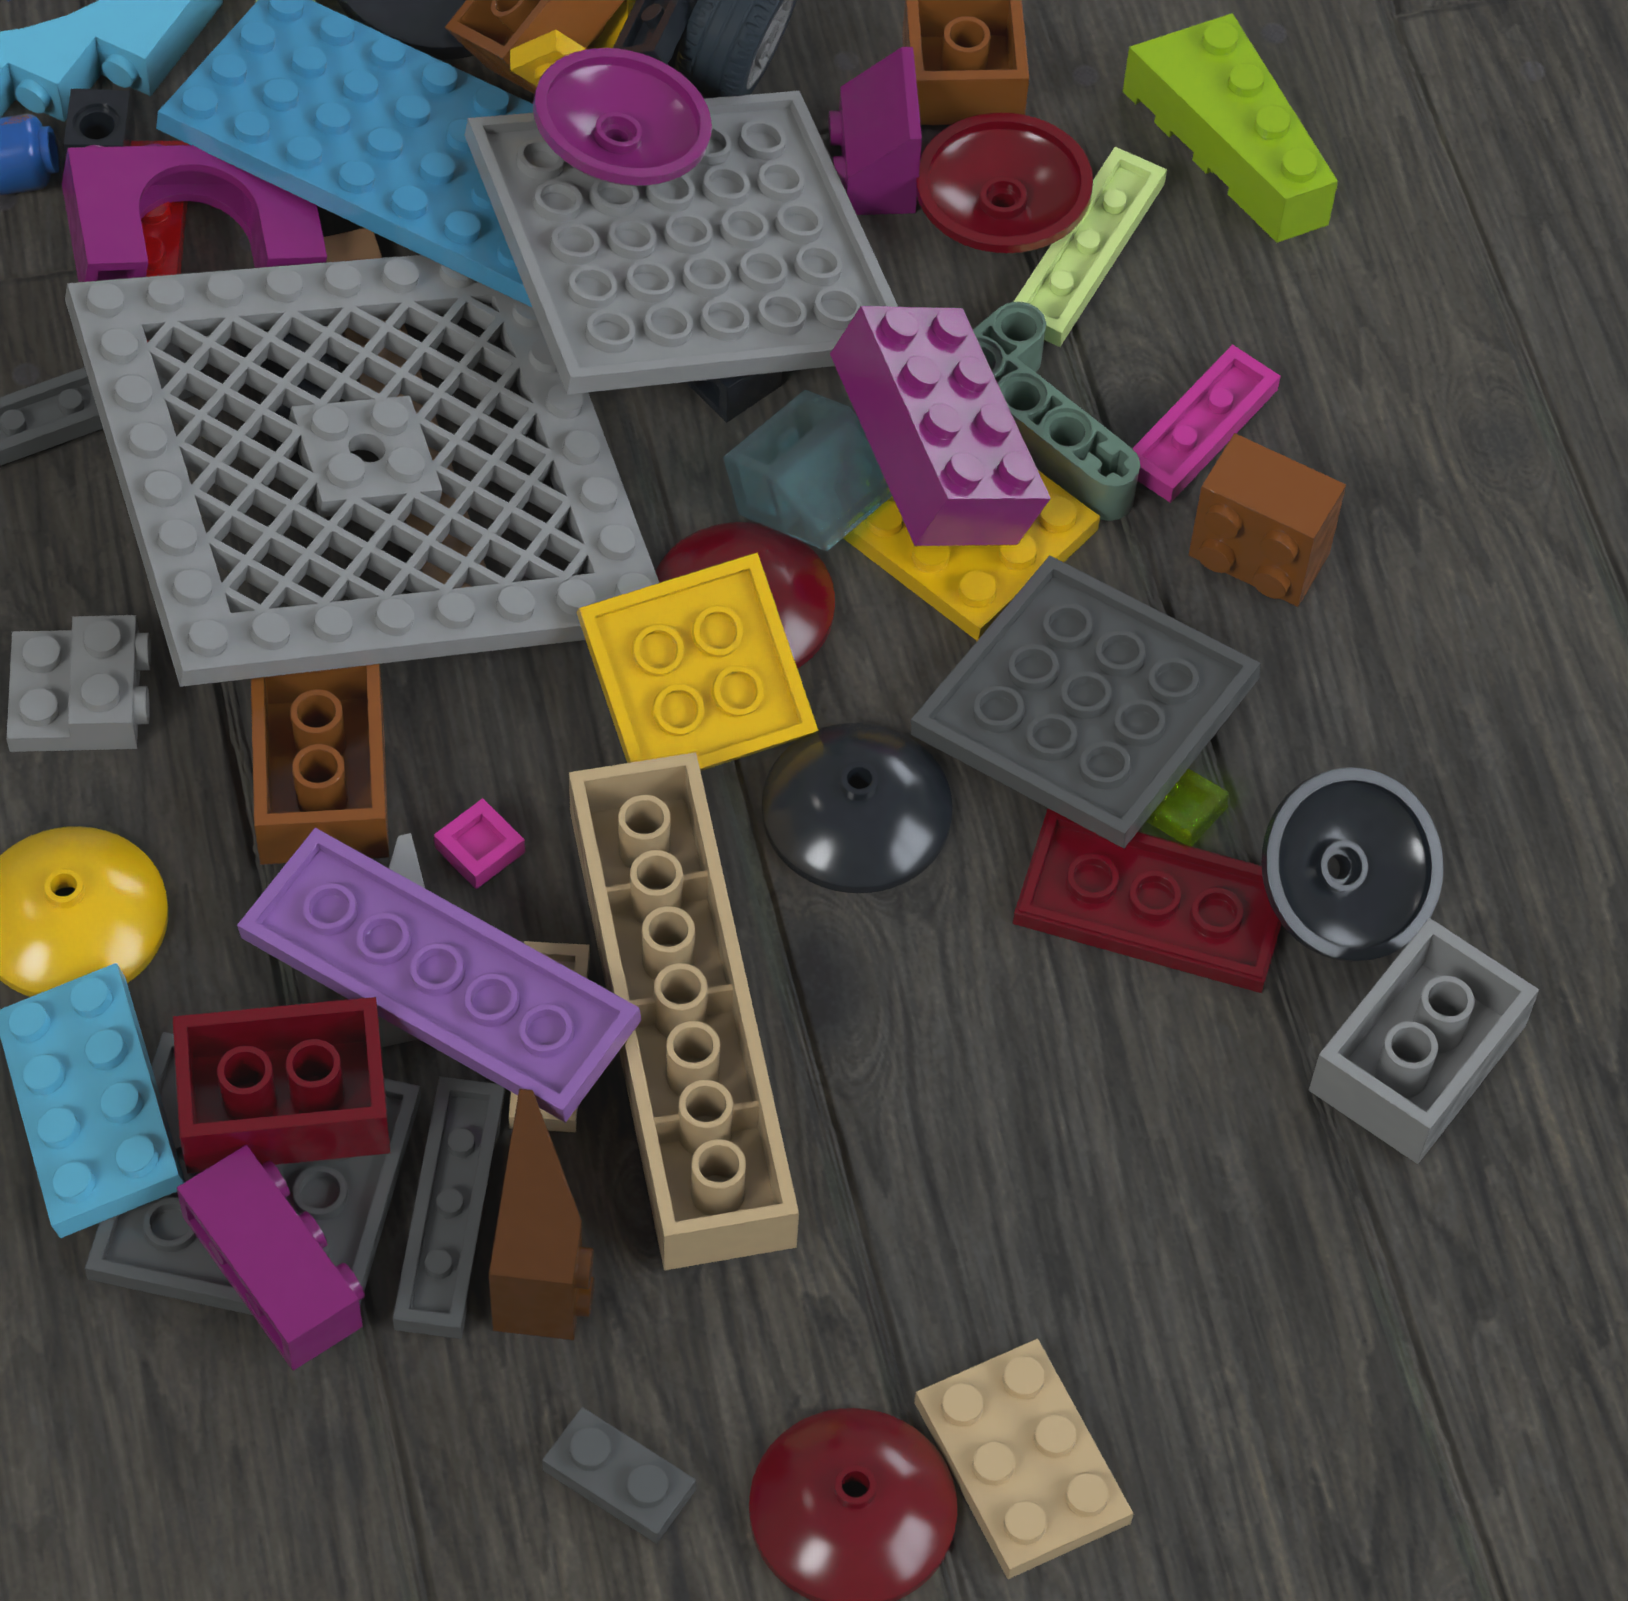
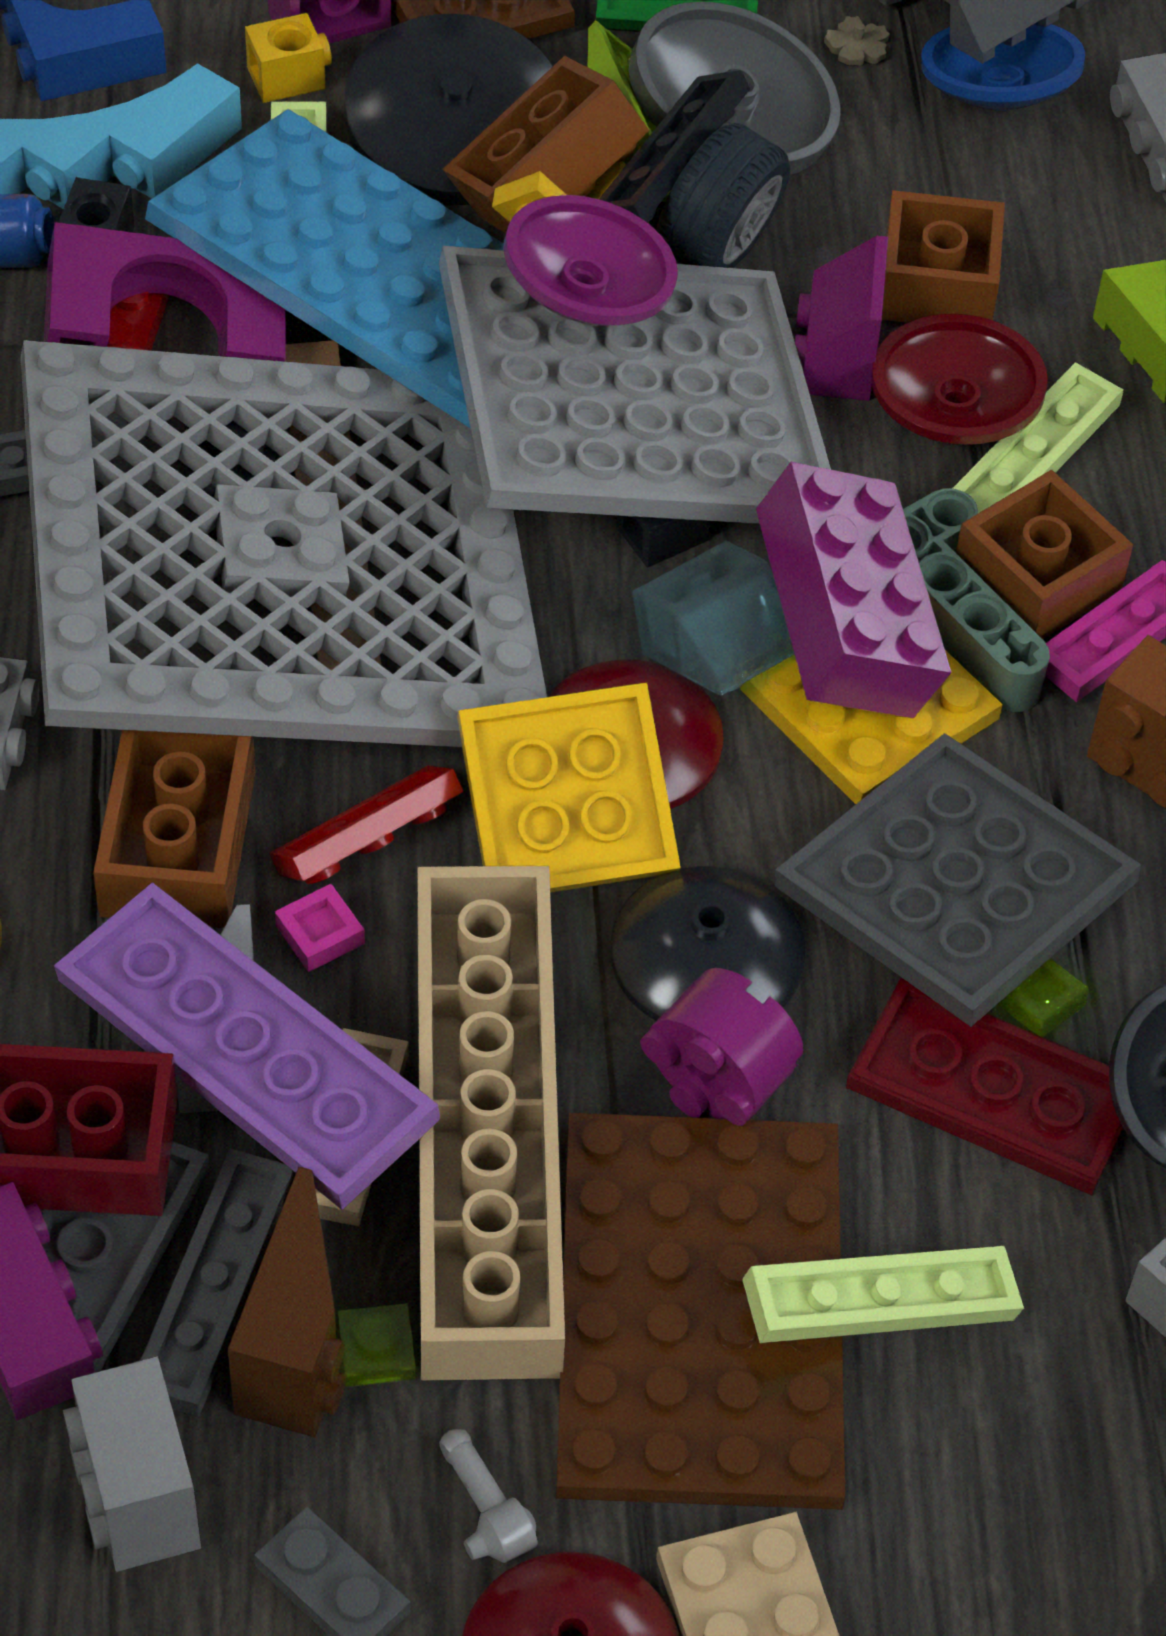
camera: 10 degrees right, 5 degrees down
(416, 1395) = (132, 1465): none -> light grey brick
(504, 732) = (367, 824): none -> red plate
(619, 1243) = (377, 1345): none -> clear neon green plate
(769, 1395) = (503, 1525): none -> light grey piece
(894, 906) = (723, 1047): none -> magenta brick
(916, 1161) = (661, 1348): none -> reddish brown plate
(1083, 1121) = (882, 1293): none -> yellowish green plate
(1118, 356) = (1046, 553): none -> dark orange brick

